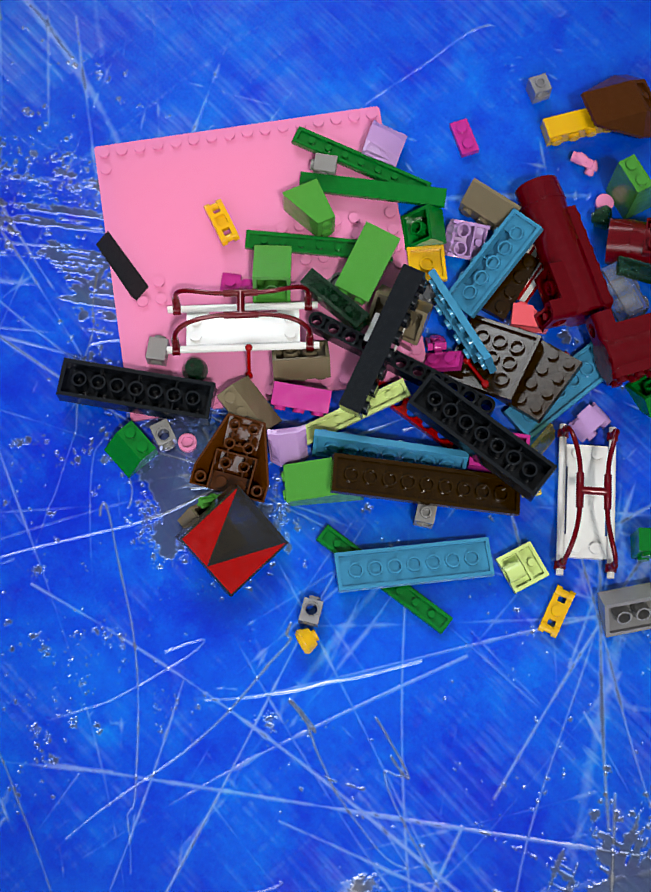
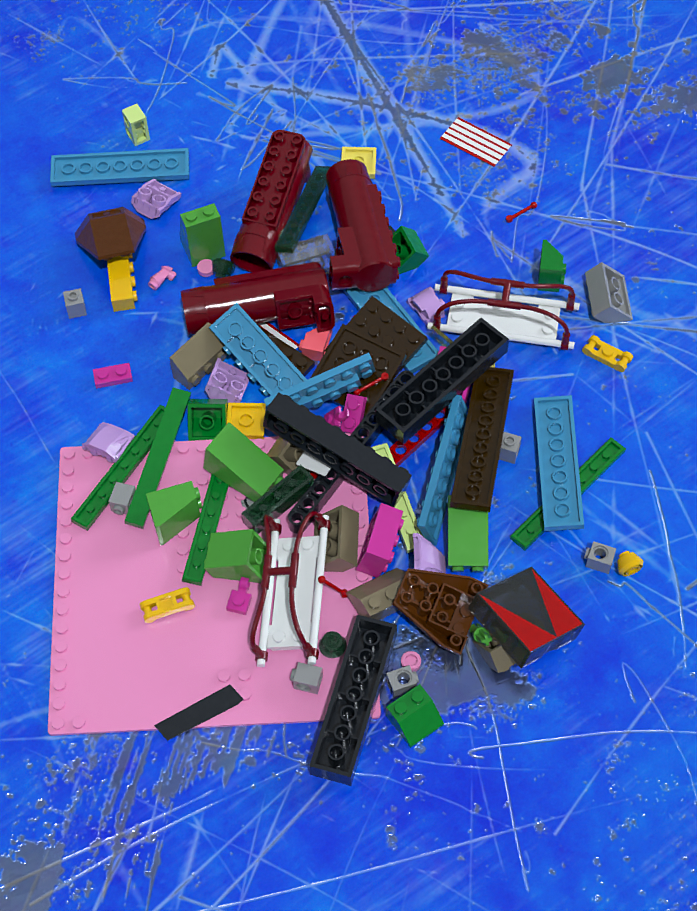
camera: 80 degrees left, 15 degrees down
(522, 567) = (564, 375): yellowish green plate -> none

